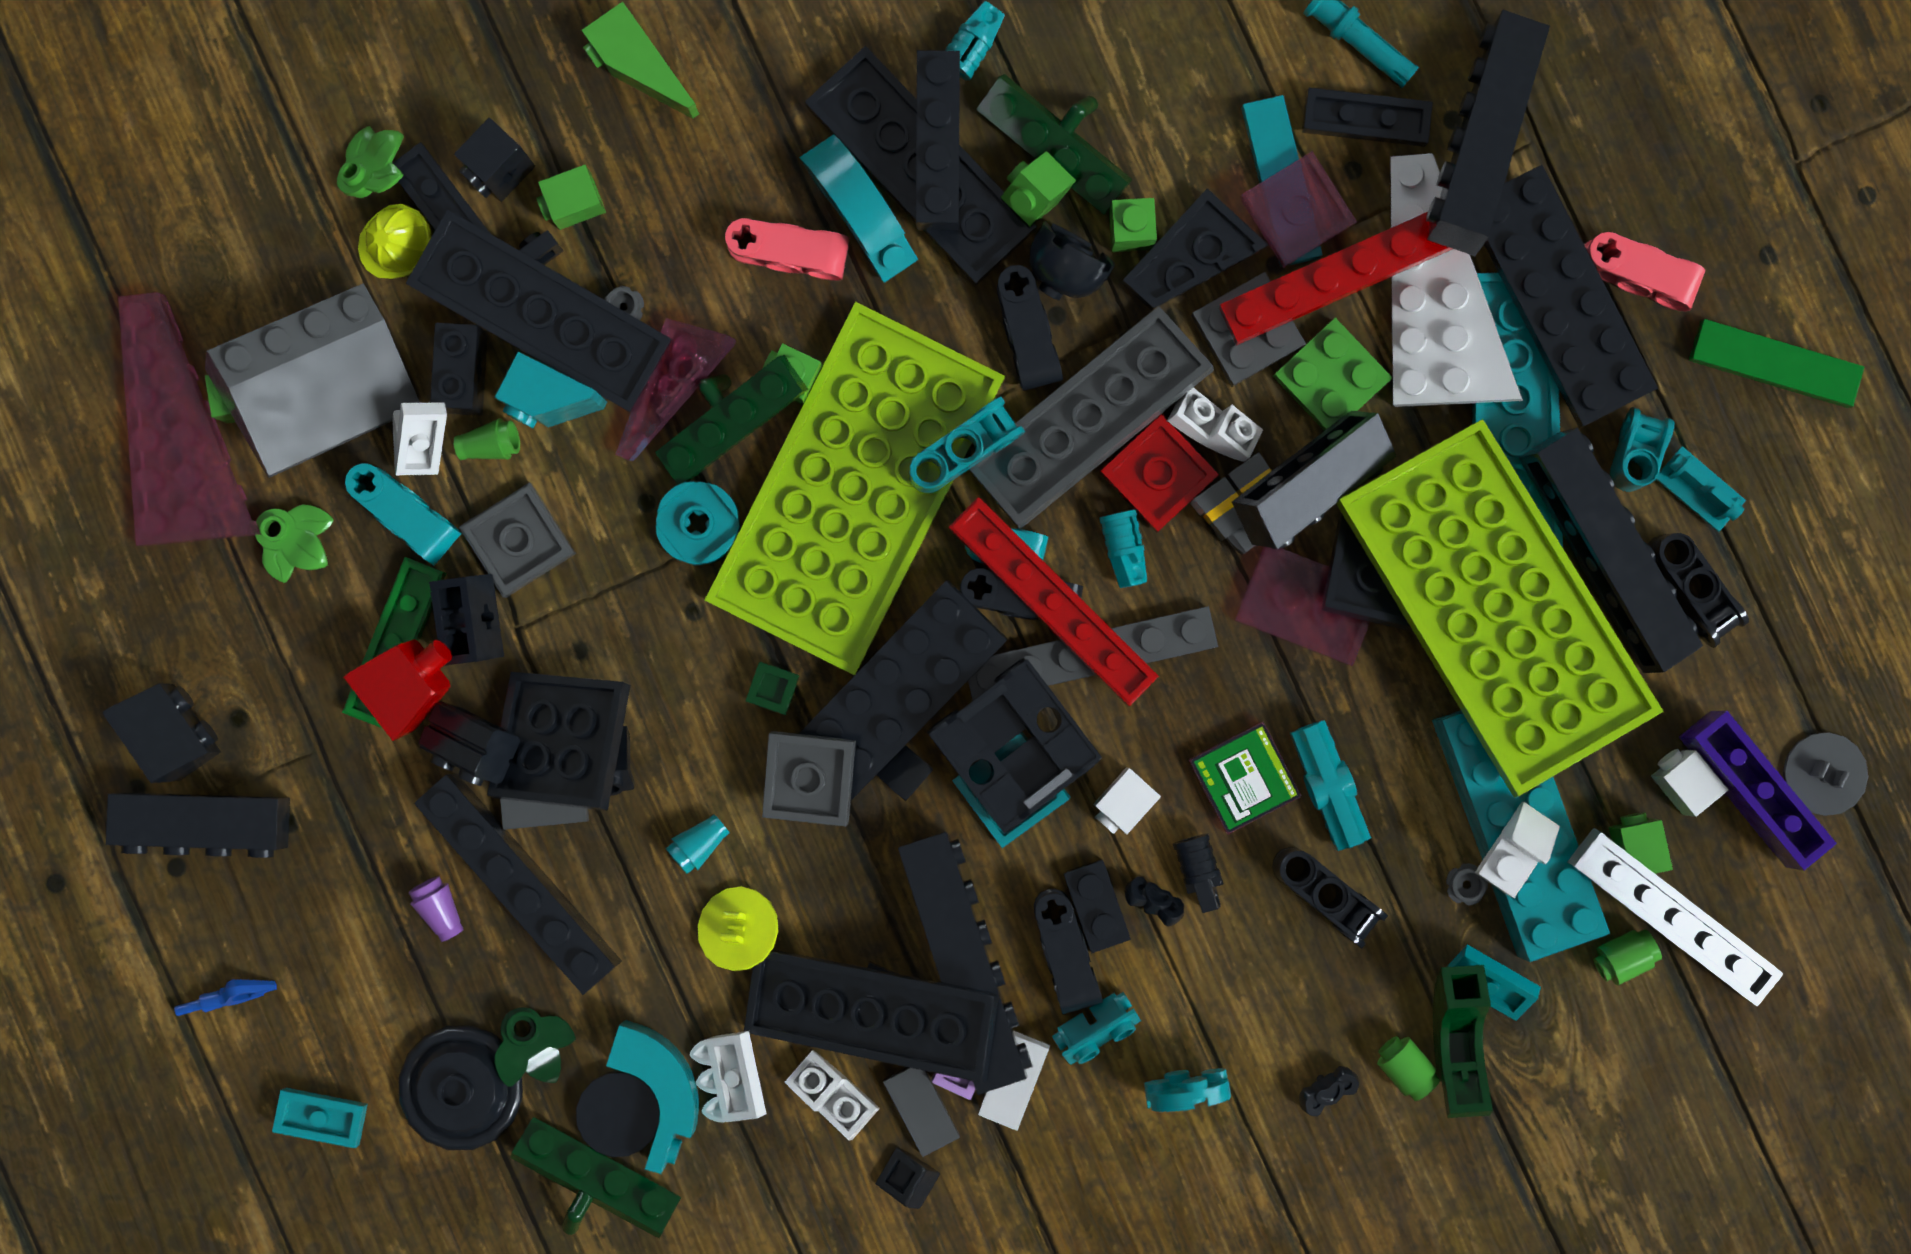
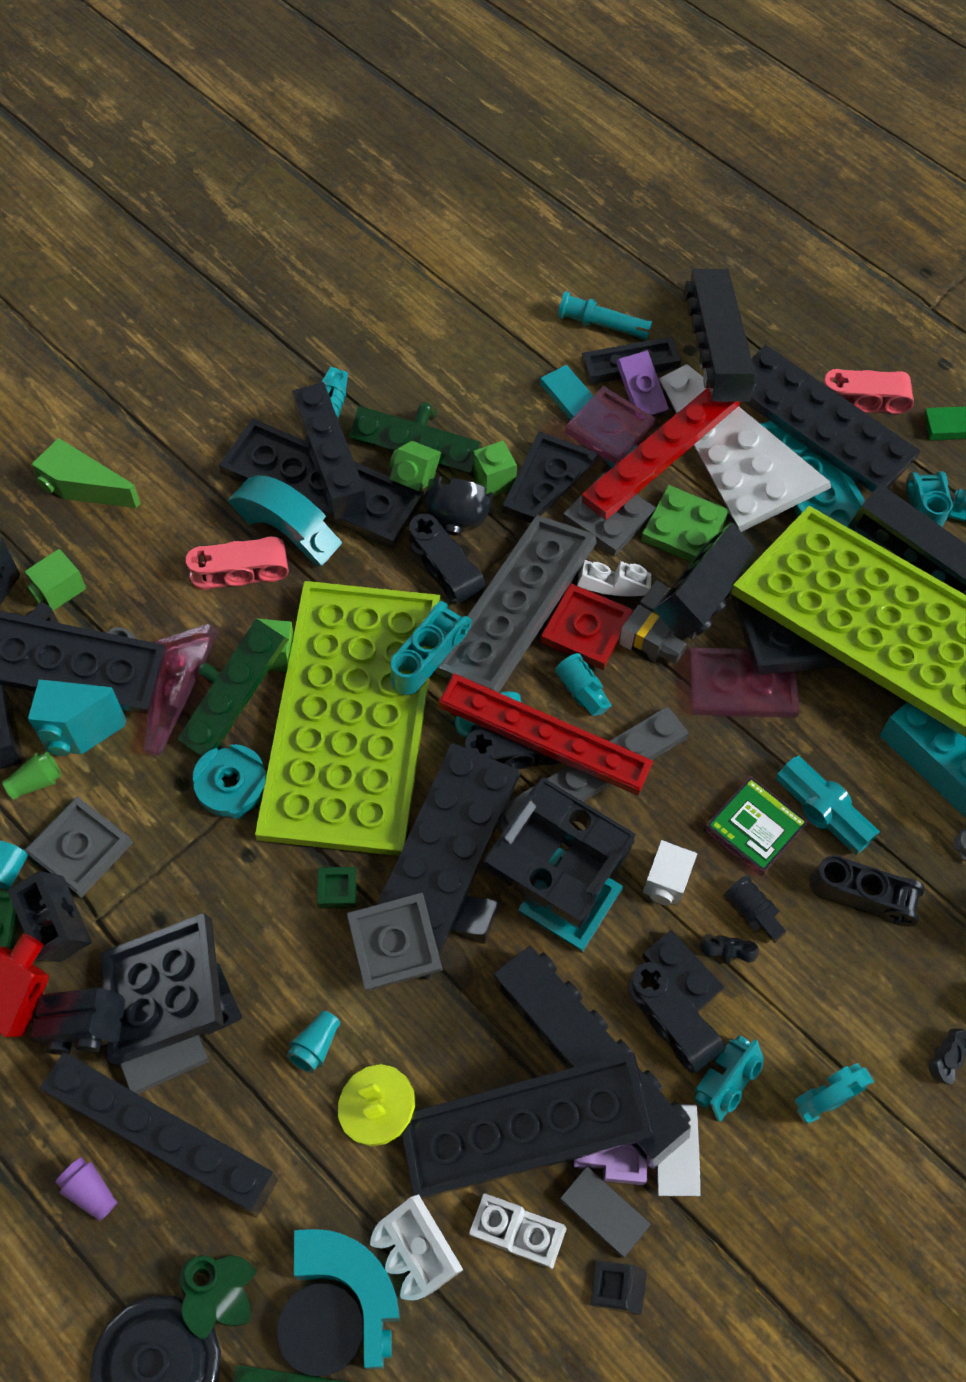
camera: 20 degrees left, 25 degrees down
(1363, 163) = (642, 383): none -> medium lavender plate

